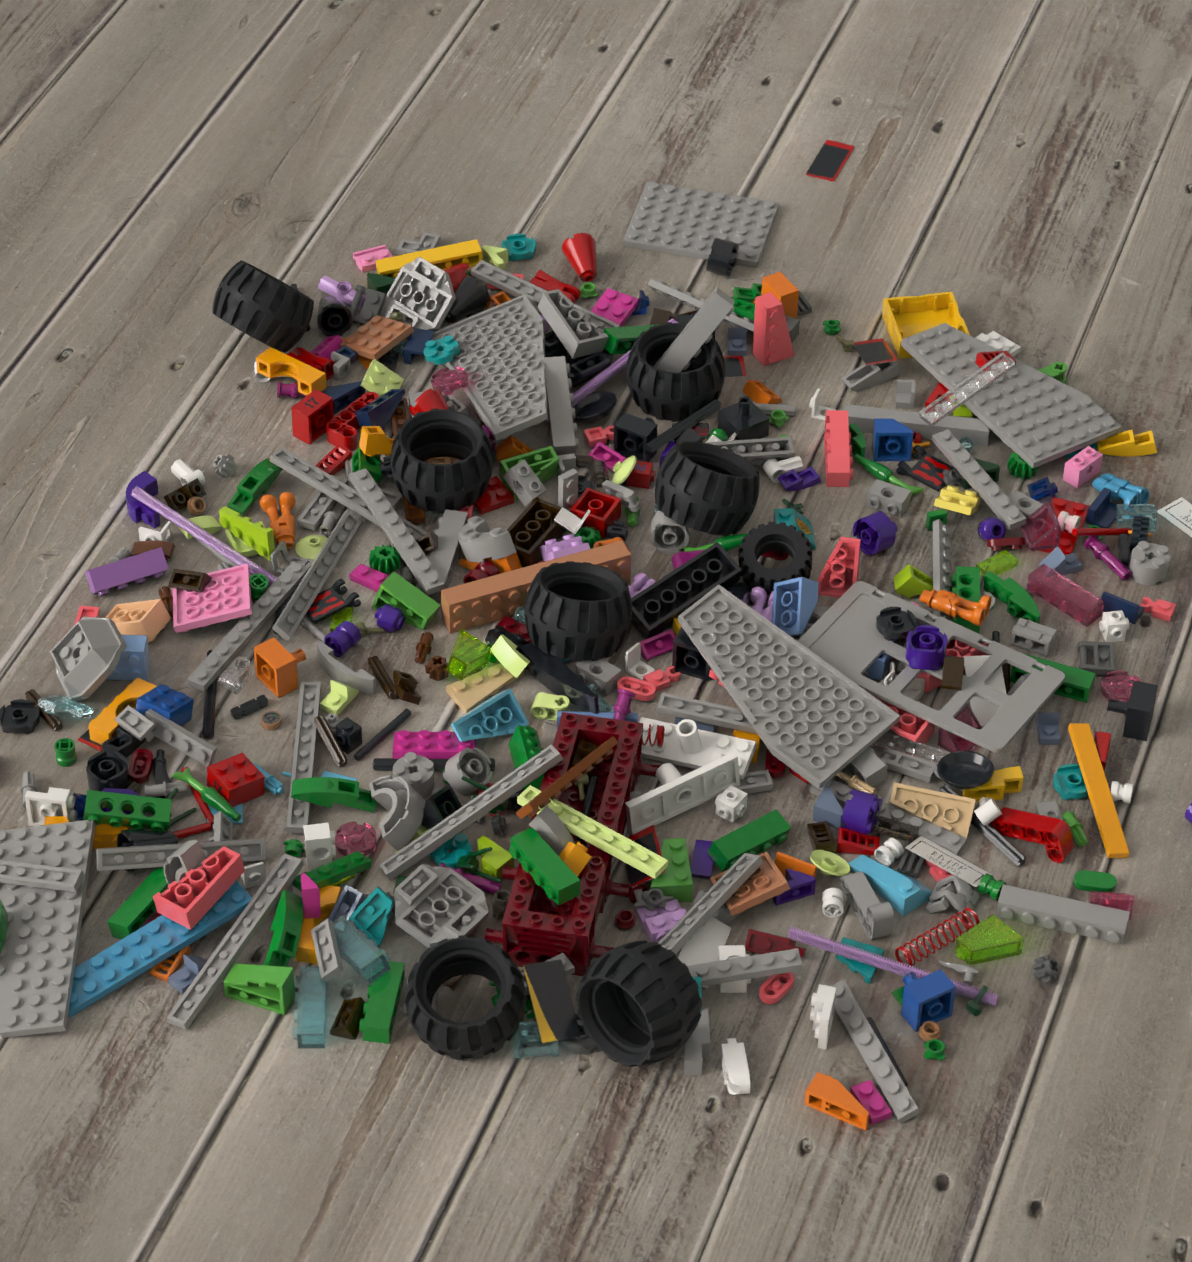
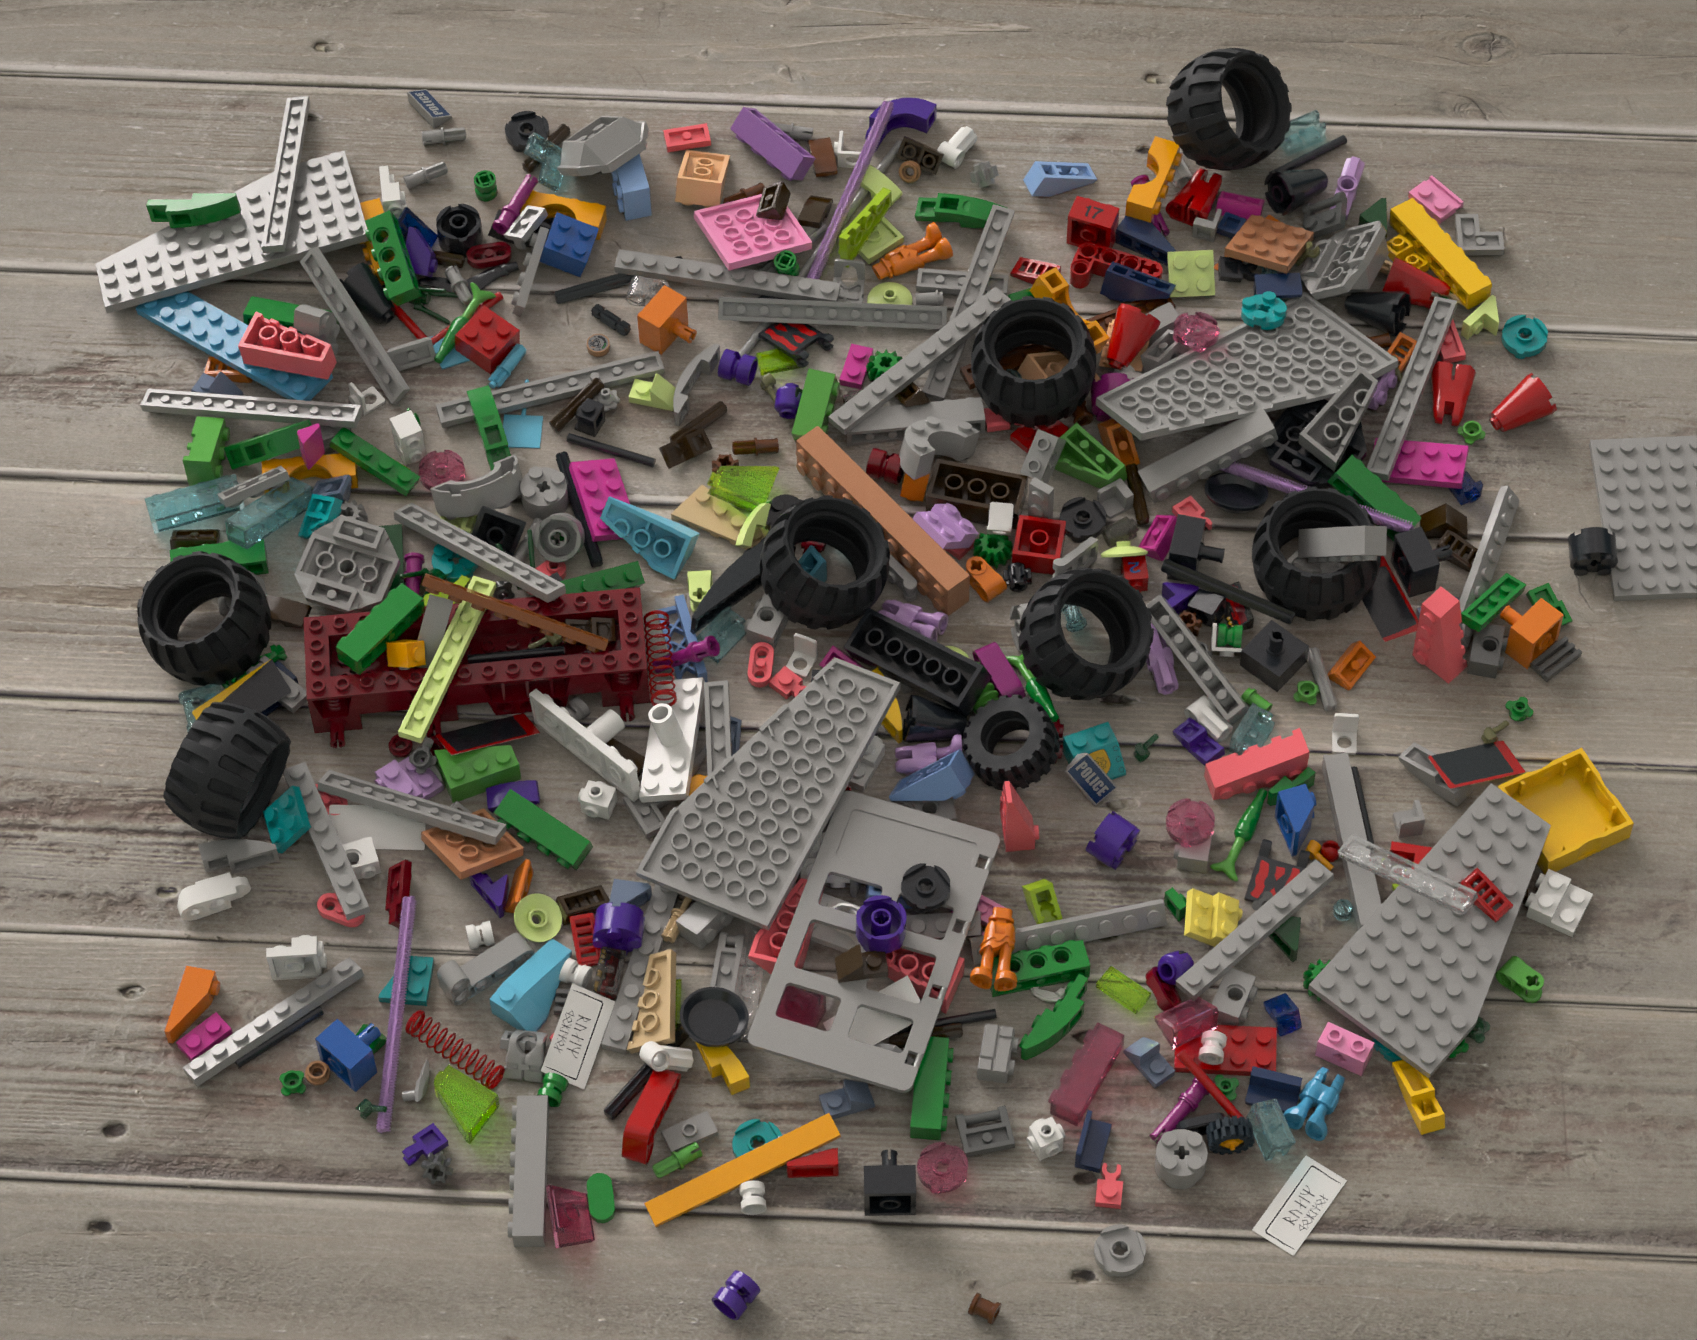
camera: 75 degrees right, 15 degrees up
(115, 731) = (512, 210): none -> magenta pin
(206, 564) = (815, 211): none -> dark brown slope
(250, 431) = (1057, 177): none -> light blue slope
(808, 457) = (1252, 730): none -> clear light blue hinge
(816, 532) = (1090, 778): none -> slope
(887, 487) = (1190, 835): none -> clear pink plate
(1019, 972) = (425, 1141): none -> dark purple plate

